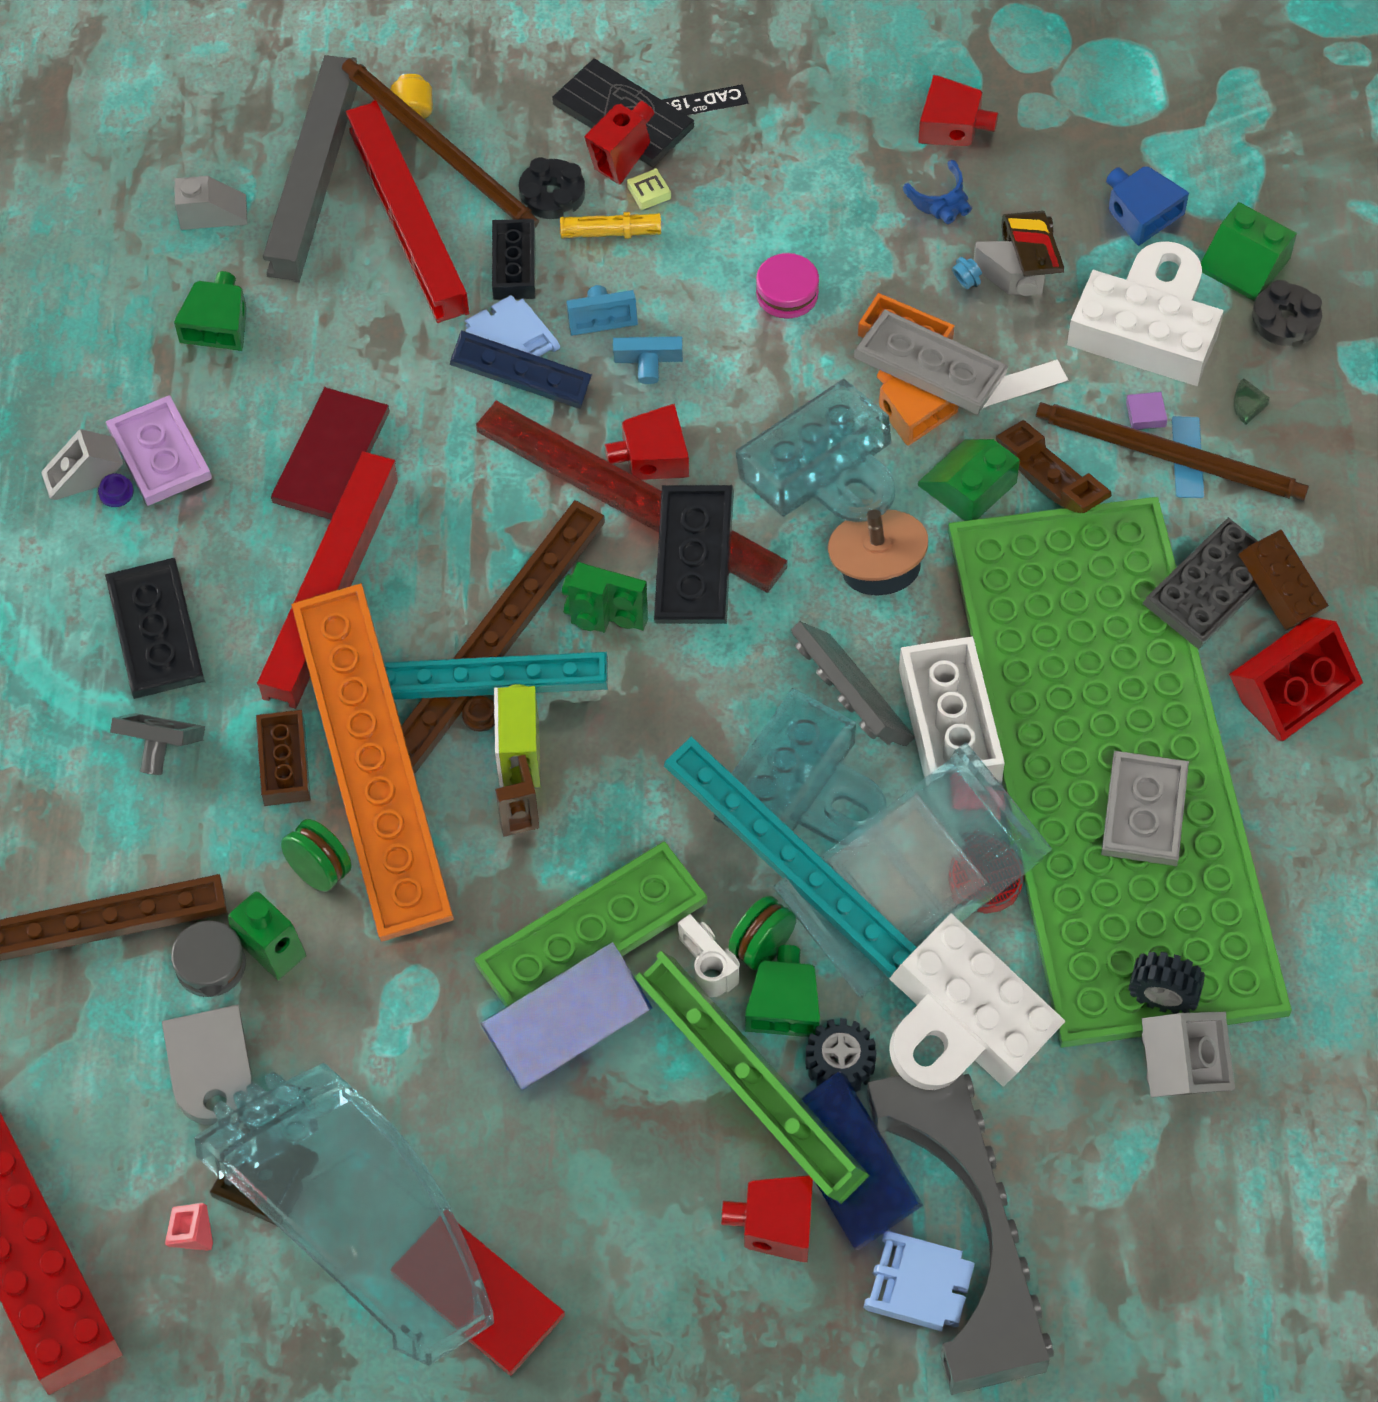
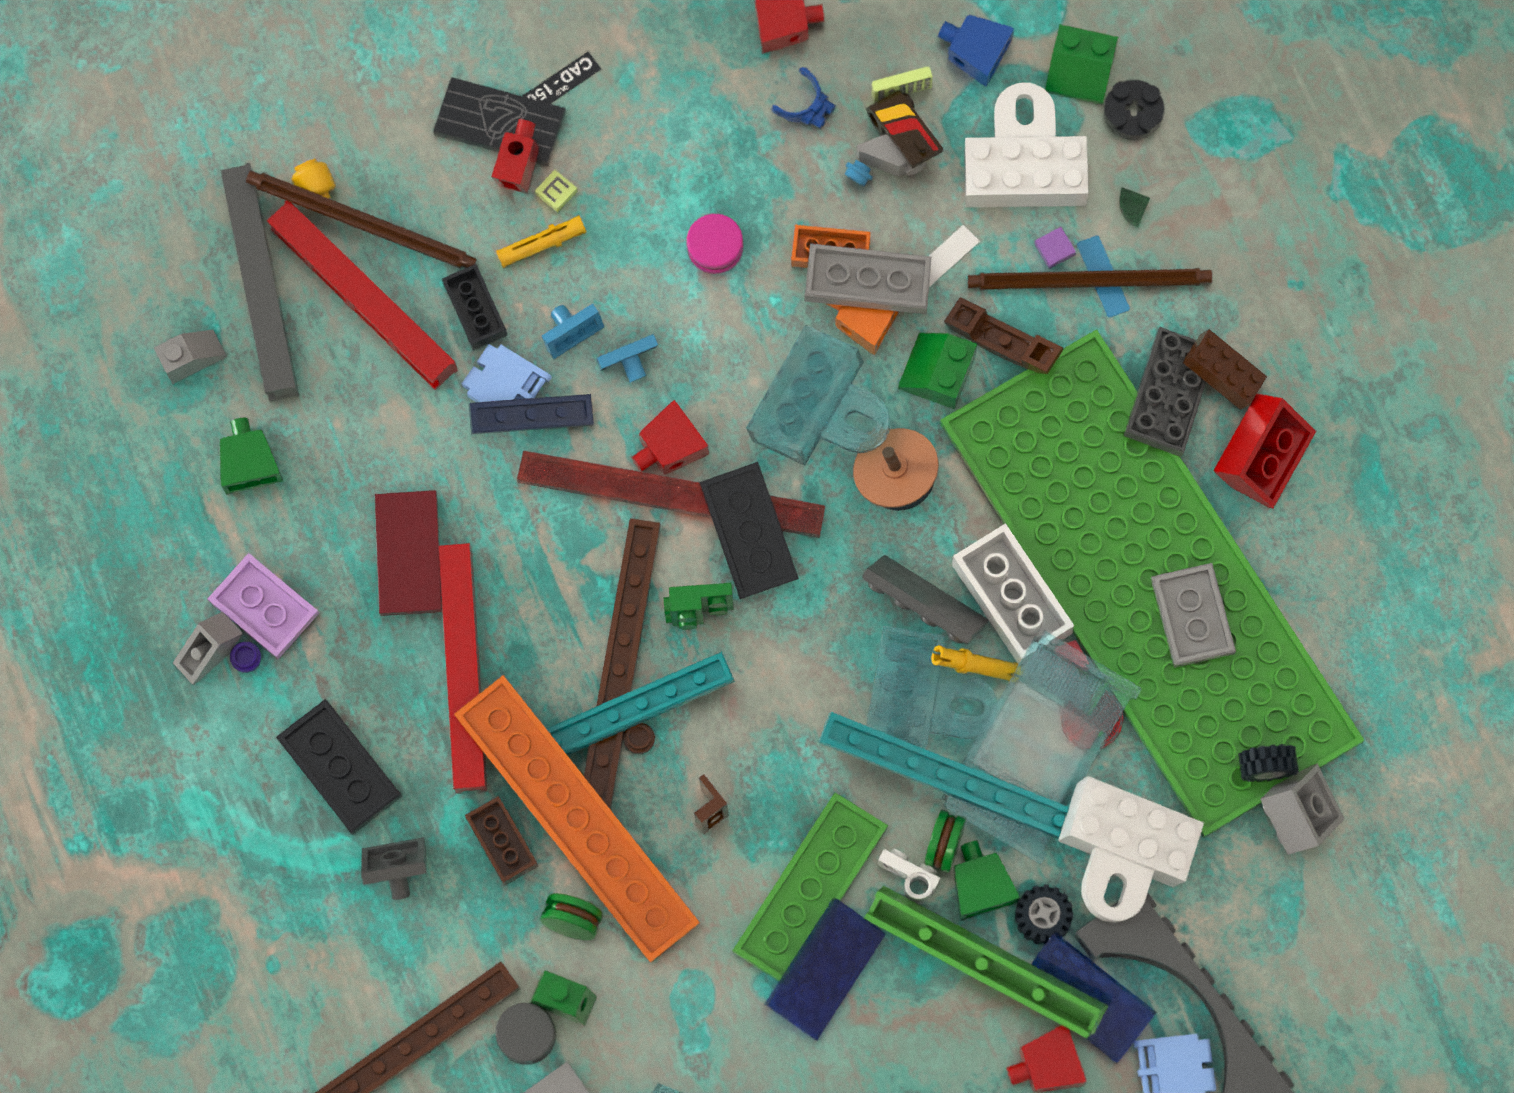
camera: 20 degrees left, 15 degrees up
(516, 733) = (682, 751): lime piece -> none
(550, 172) = (473, 204): black plate -> none
(866, 756) = (964, 661): none -> yellow pin
(1064, 210) = (905, 82): none -> yellowish green tile

